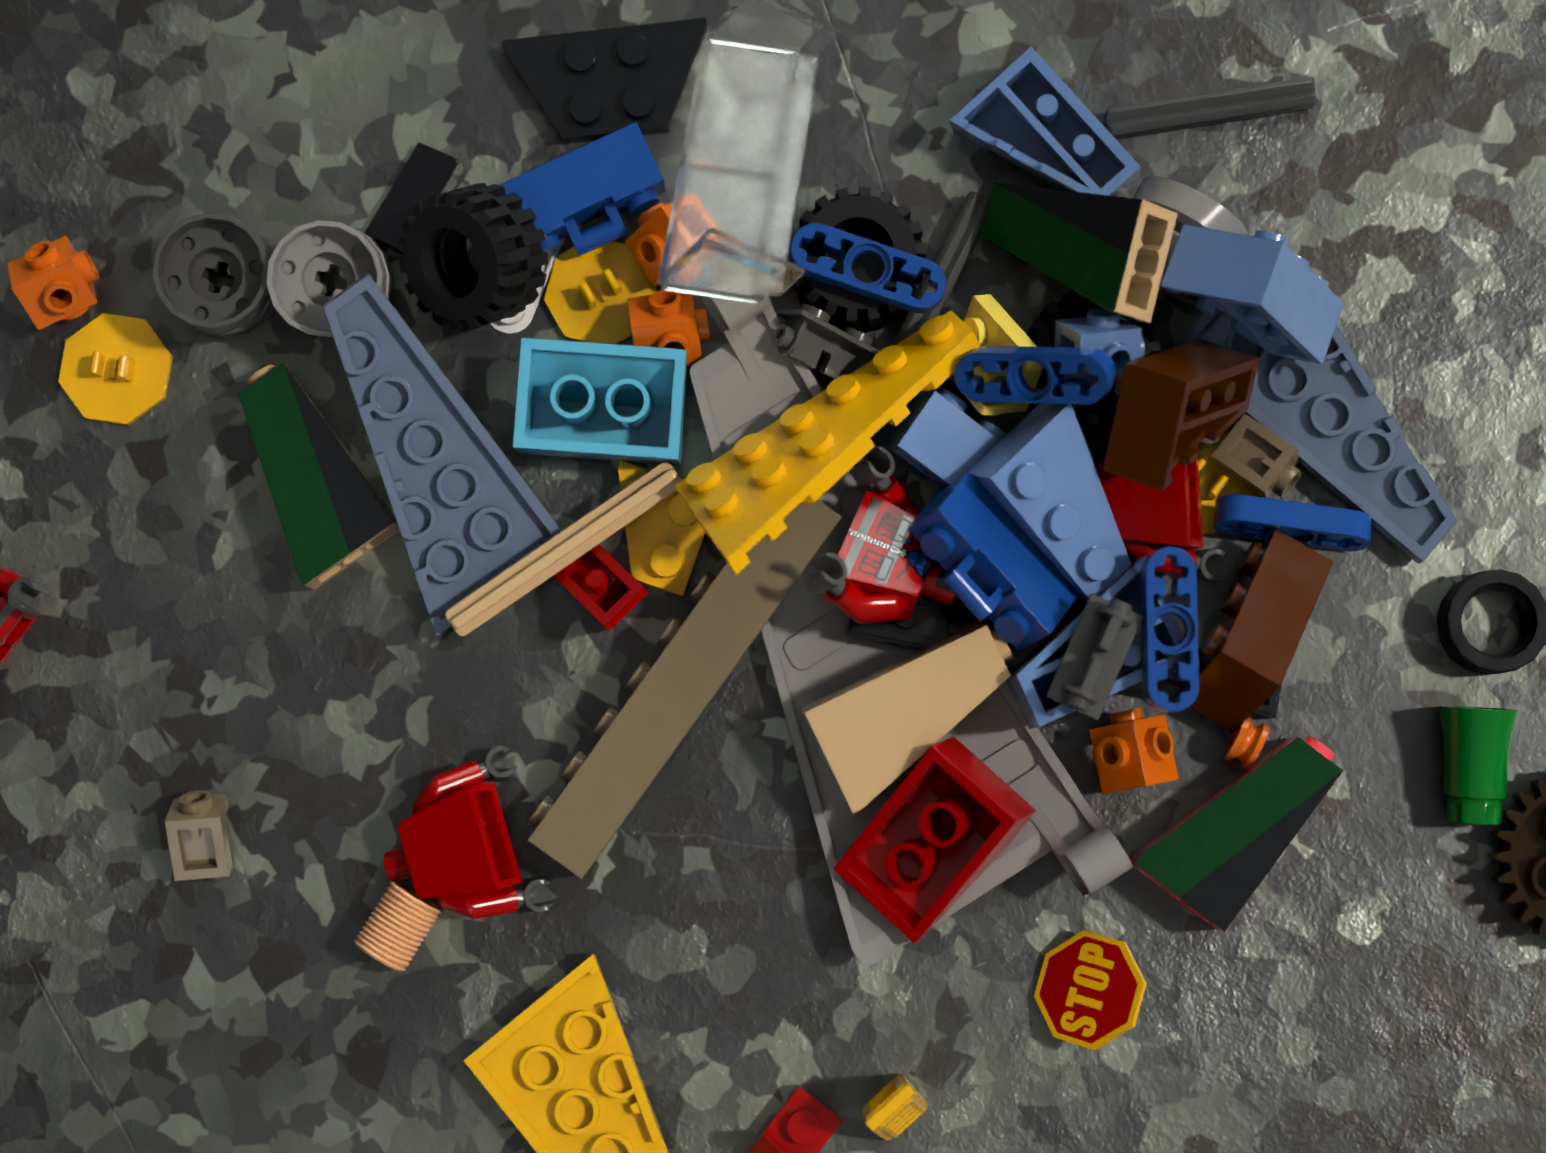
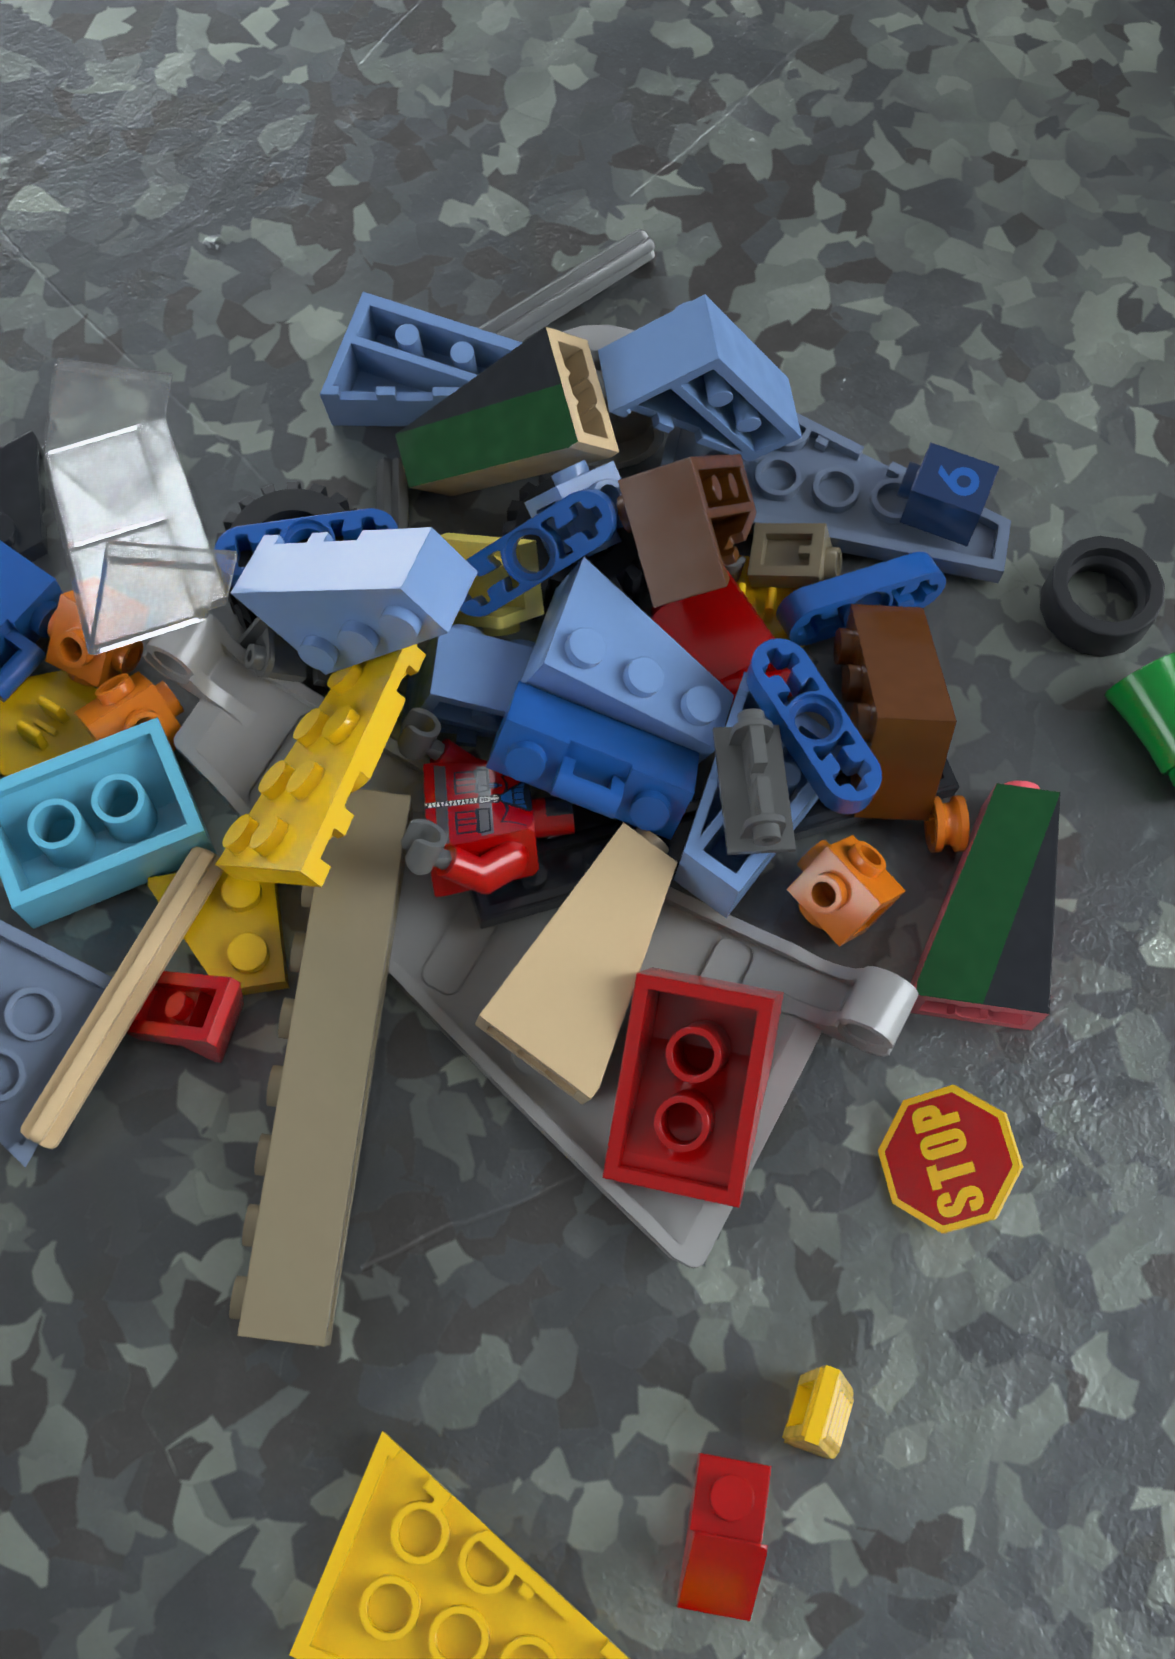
camera: 35 degrees left, 15 degrees down
(397, 926) = (130, 1533): light nougat piece -> none
(461, 845) = (162, 1388): red torso -> none
(877, 351) = (356, 596): none -> medium blue wedge
(1411, 475) = (946, 493): none -> dark blue brick

